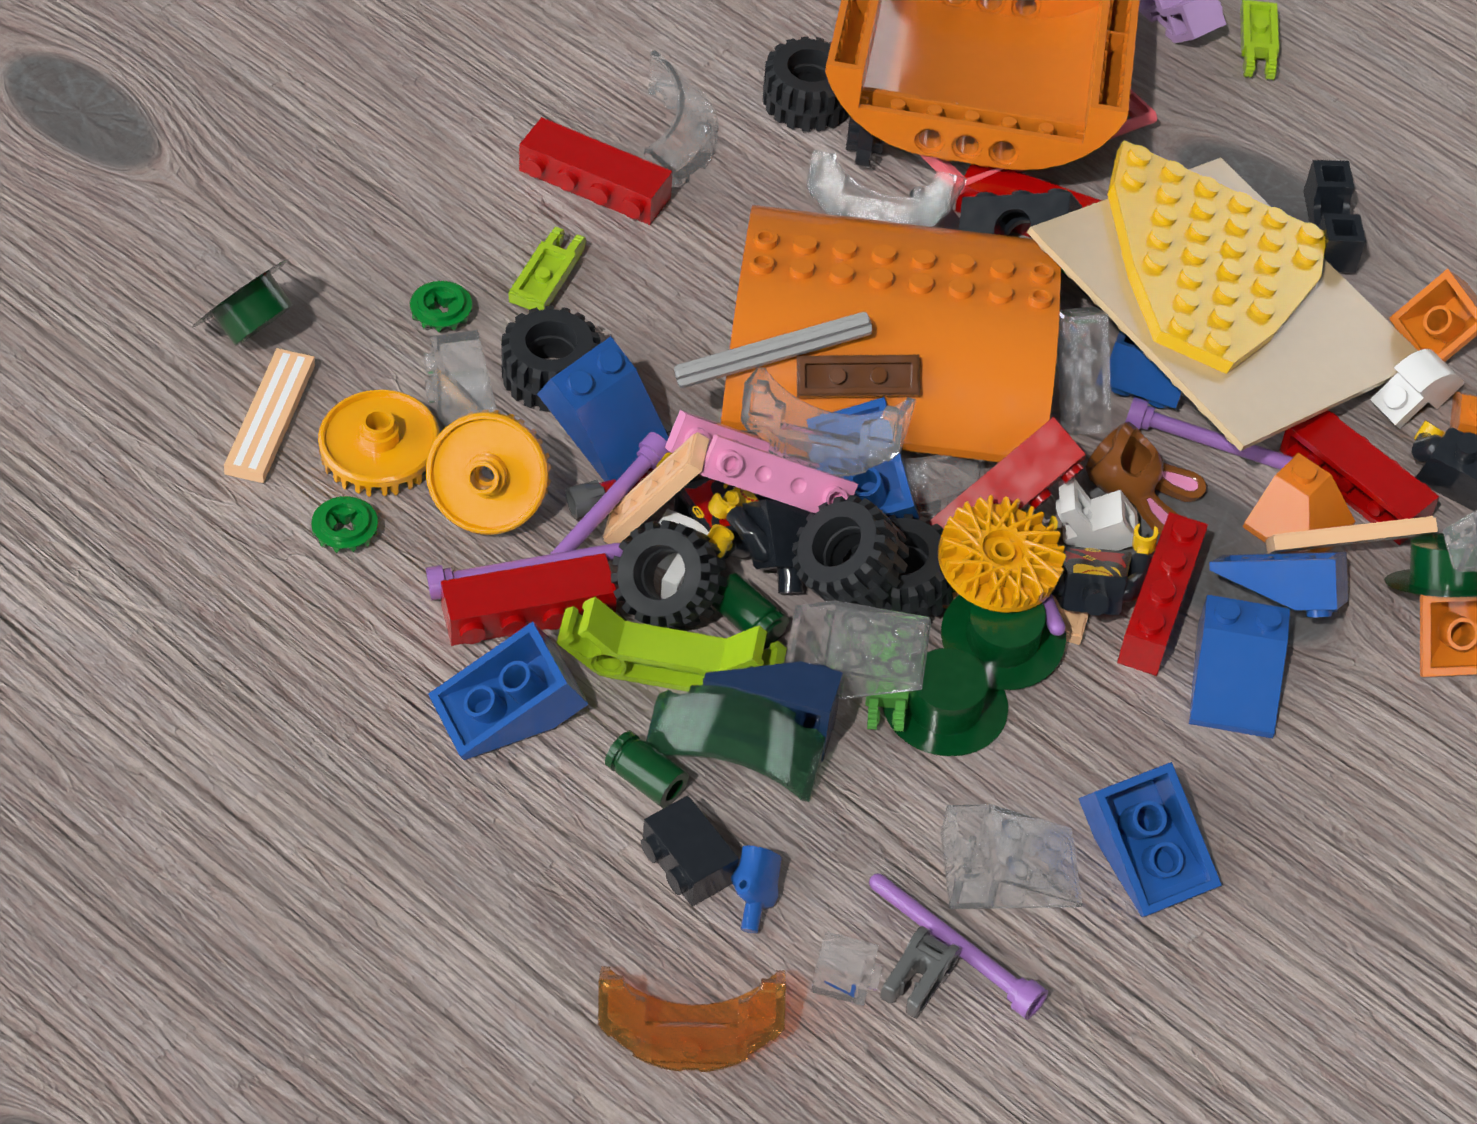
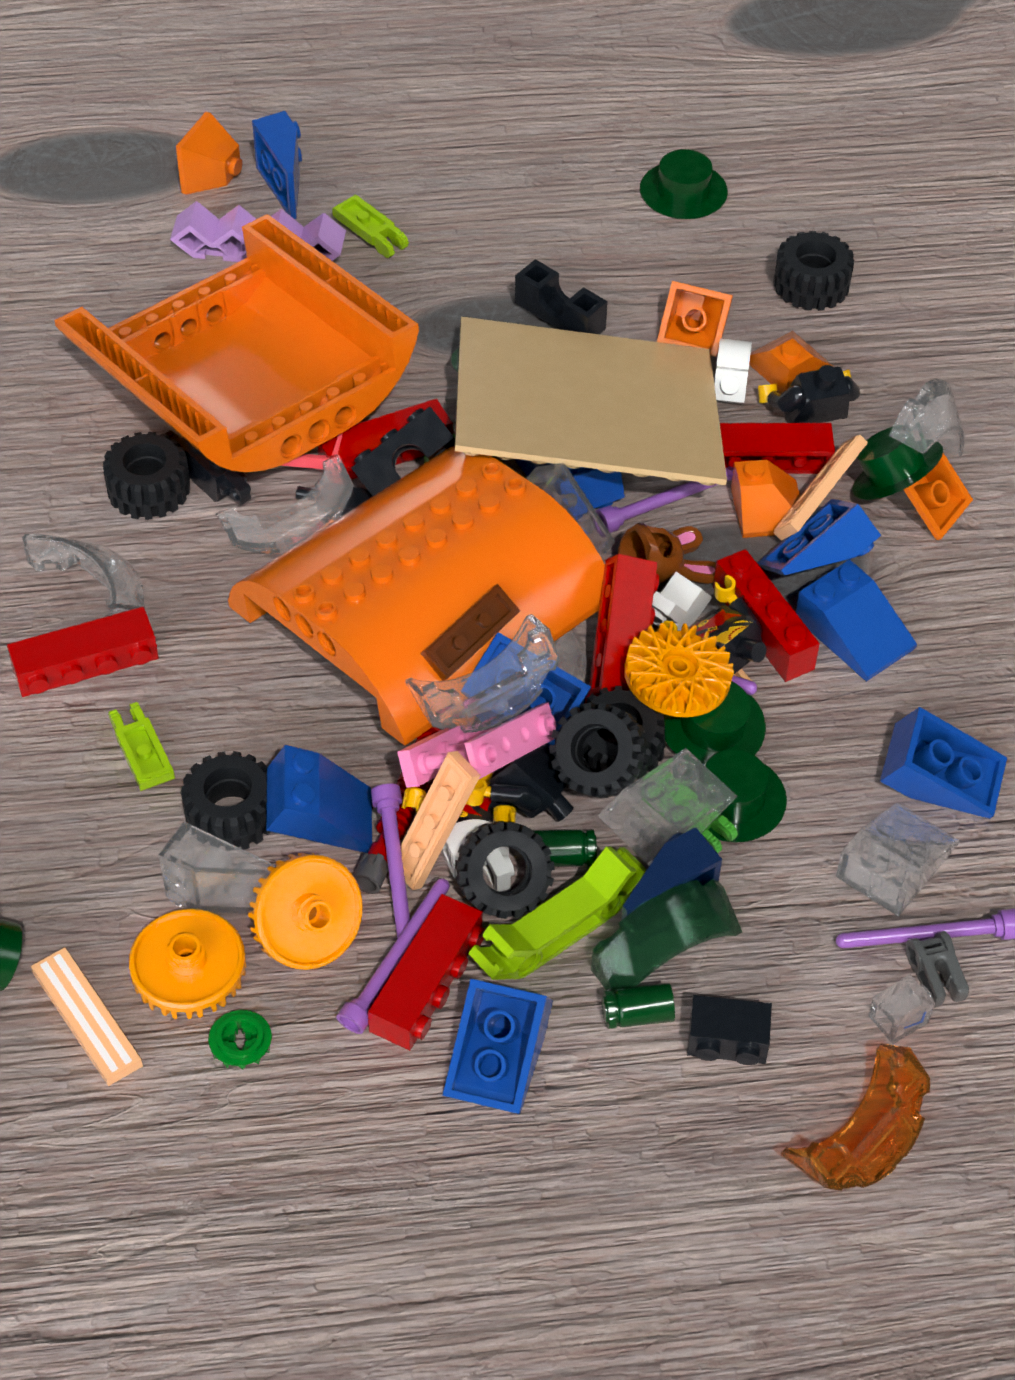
camera: 45 degrees left, 0 degrees up
(447, 295) = (93, 824): green gear -> none
(756, 883) = (791, 1011): blue piece -> none
(773, 350) = (404, 661): light grey axle -> none
(1208, 260) = (552, 379): yellow piece -> none

